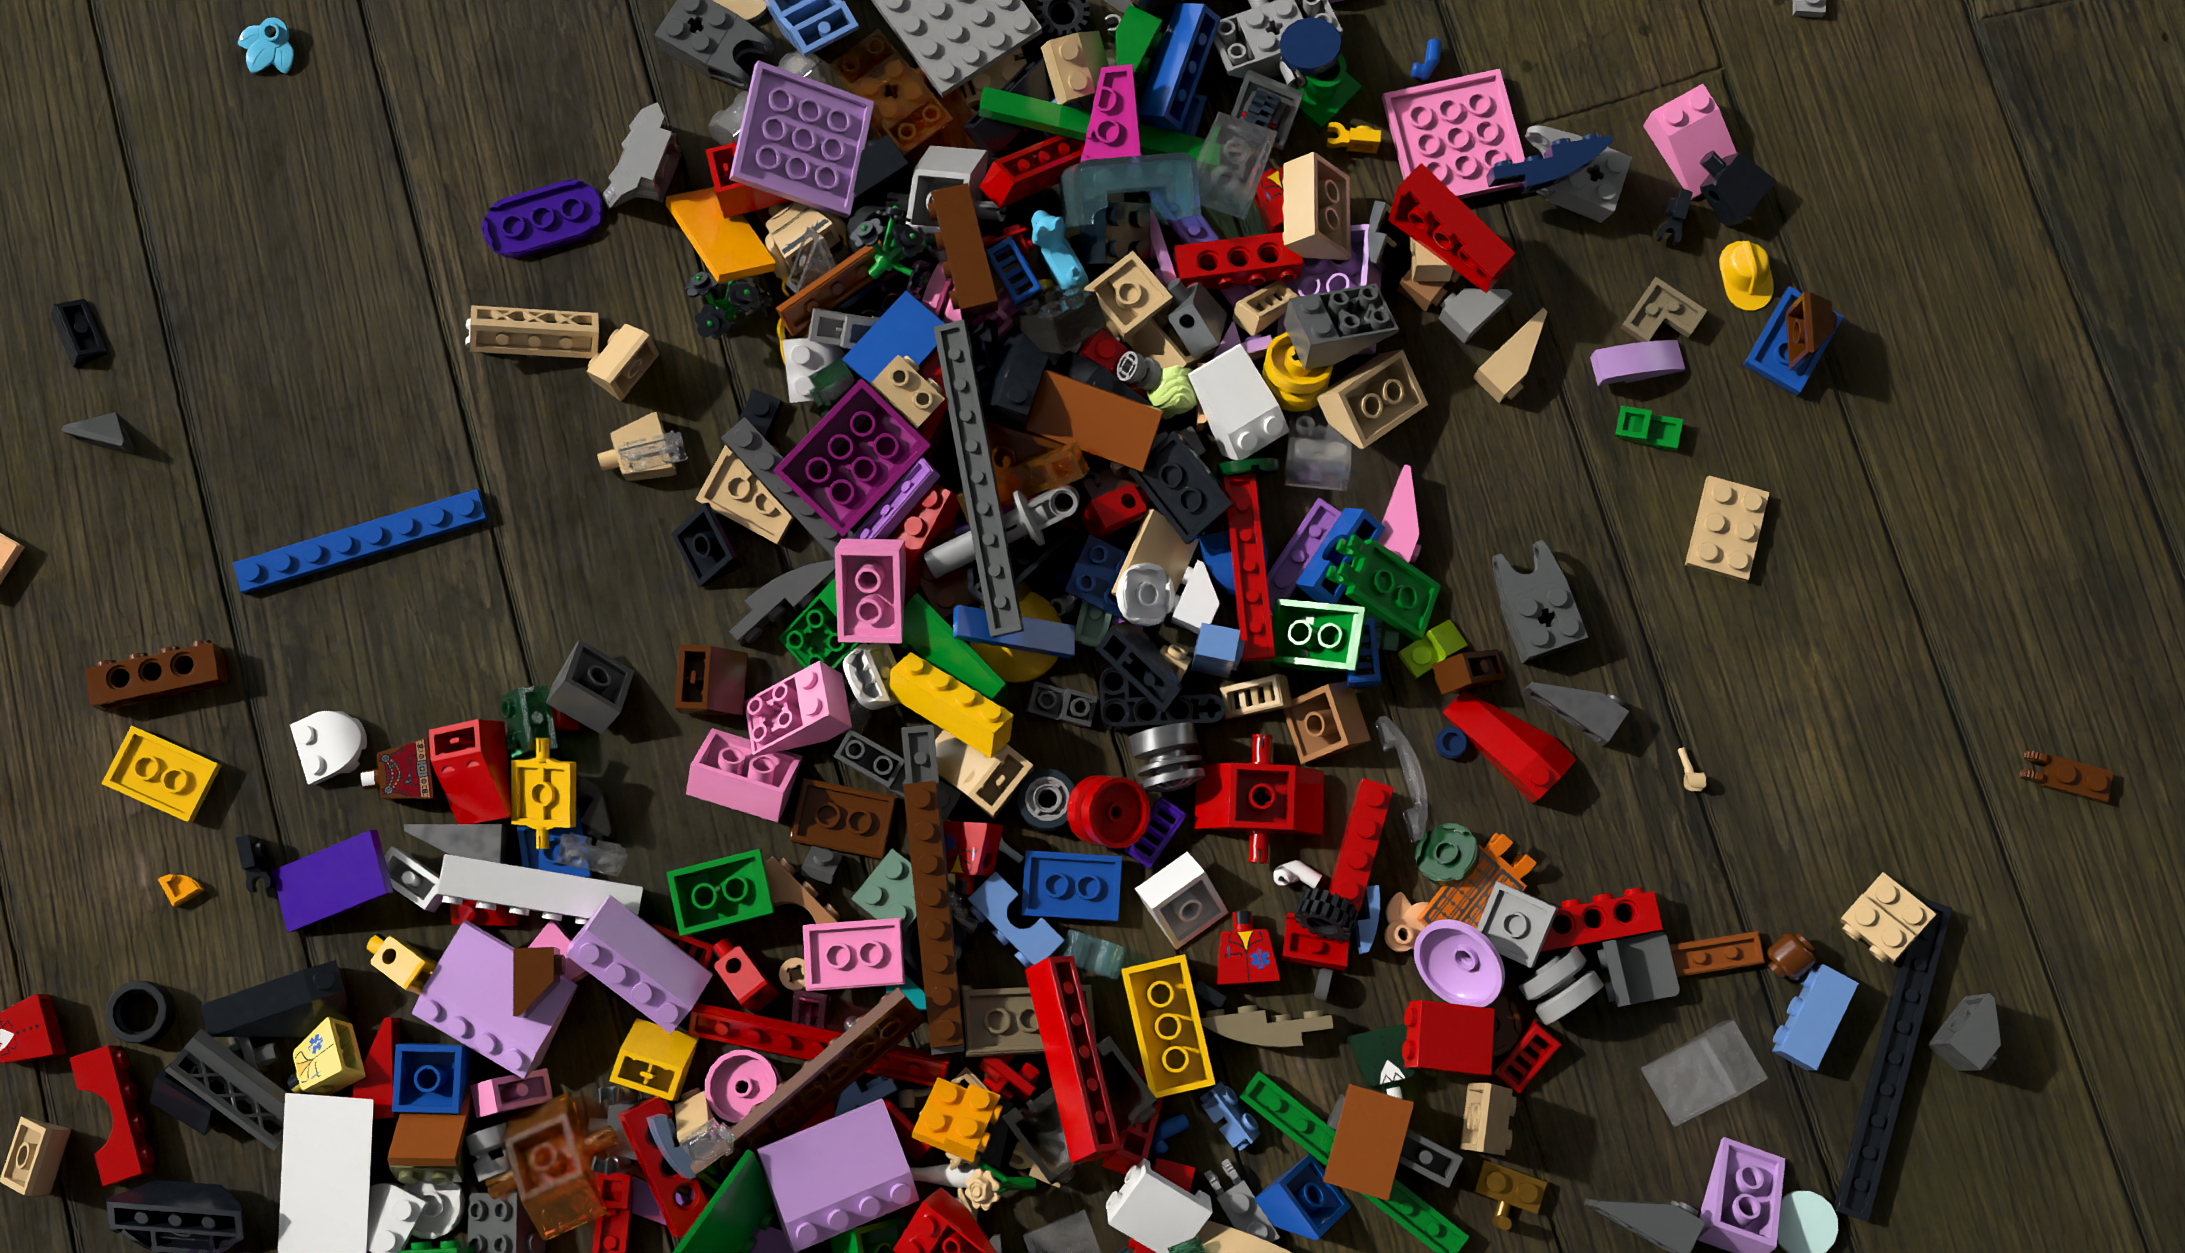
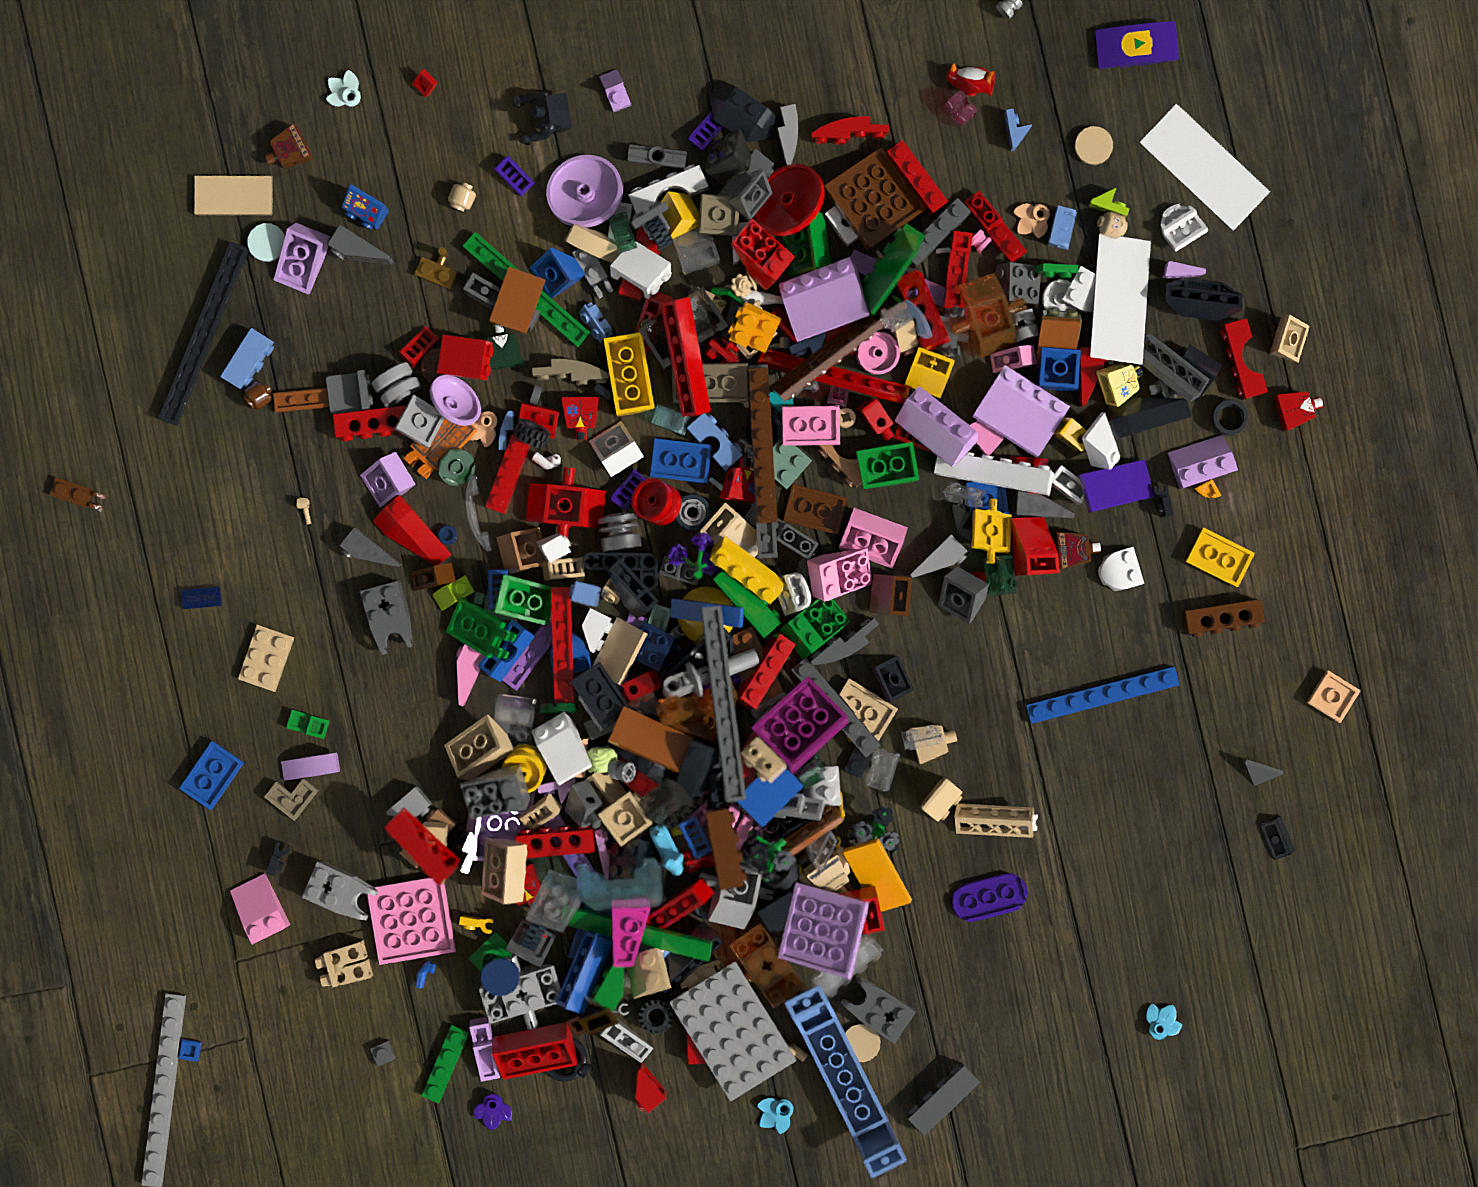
camera: 175 degrees left, 10 degrees up
(187, 932) = (1202, 461): none -> lavender slope
(355, 949) = (1101, 444): none -> white slope
(535, 977) = (995, 421): reddish brown slope -> none
(627, 749) = (943, 556): none -> light grey slope
(646, 161) = (925, 929): light grey slope -> none
(717, 401) = (882, 769): none -> clear brick
(821, 864) = (828, 481): dark grey plate -> none
(870, 590) = (791, 640): bright pink slope -> none
(899, 501) = (778, 689): medium lavender tile -> none
(1027, 747) = (704, 564): none -> dark purple plant
(1145, 594) = (626, 632): white tile -> none
(1165, 1130) = (634, 316): blue arm -> none
(1274, 724) = (554, 547): none -> white slope
(1487, 1118) = (446, 310): tan slope -> none
(1509, 365) = (390, 769): tan slope -> none
(1552, 66) = (338, 965): none -> tan hips
(1558, 828) = (387, 479): none -> lavender slope
(1559, 163) = (348, 890): dark blue slope -> none
(1704, 1072) = (317, 330): clear slope -> none
(1733, 186) = (238, 876): black torso -> none
(1746, 275) = (235, 821): yellow piece -> none
(1808, 326) = (203, 778): reddish brown slope -> none
(1842, 618) = (201, 598): none -> clear blue tile
(1886, 919) = (198, 414): tan plate -> none
(1969, 1034) = (158, 343): dark grey slope -> none

